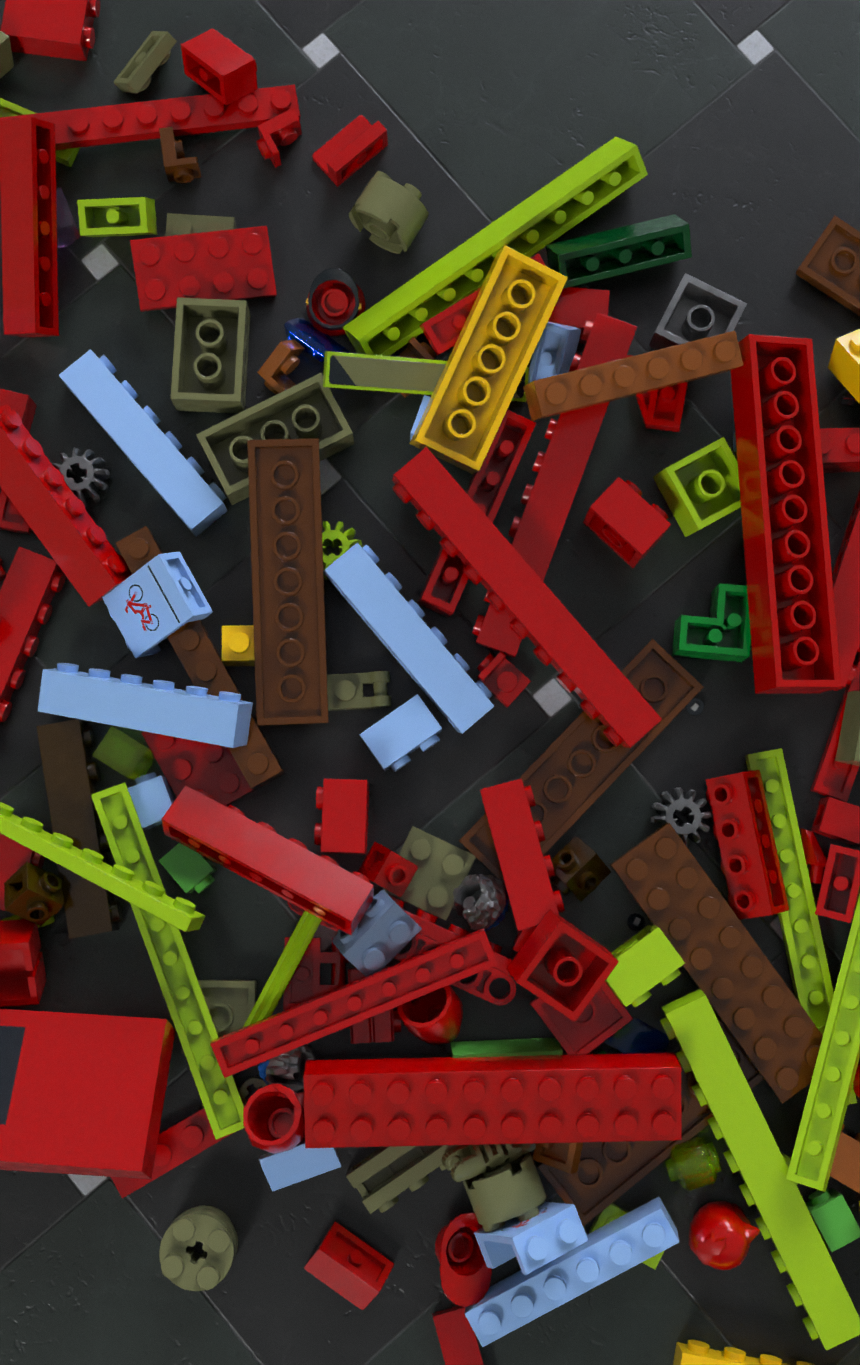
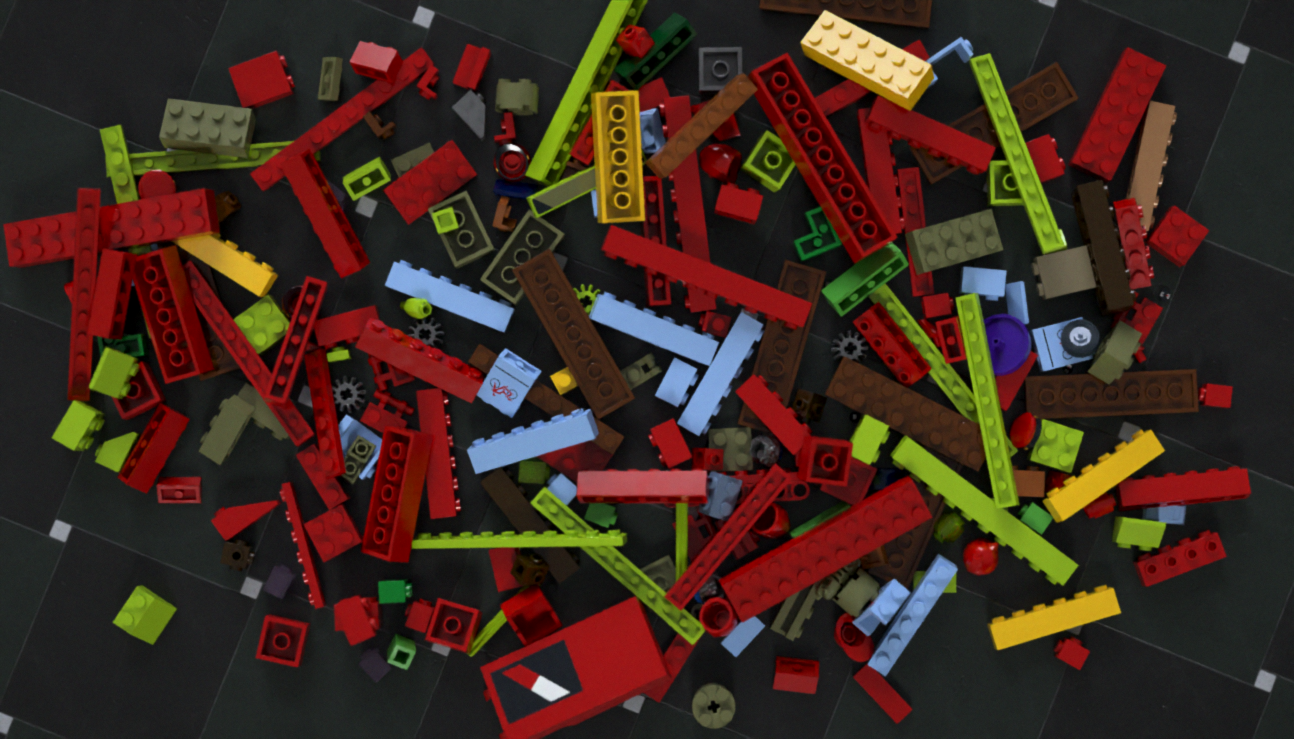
camera: 25 degrees left, 5 degrees up
(86, 430) = (416, 307): none -> lime plant
(191, 323) = (445, 220): none -> lime plate
(317, 206) = (473, 112): none -> flat silver slope
(354, 254) = (507, 126): none -> red bracket
(472, 754) = (720, 373): none -> light blue brick
(598, 217) = (635, 41): none -> red brick
(632, 446) = (718, 160): none -> red piece
(756, 725) = (864, 278): none -> bright green brick

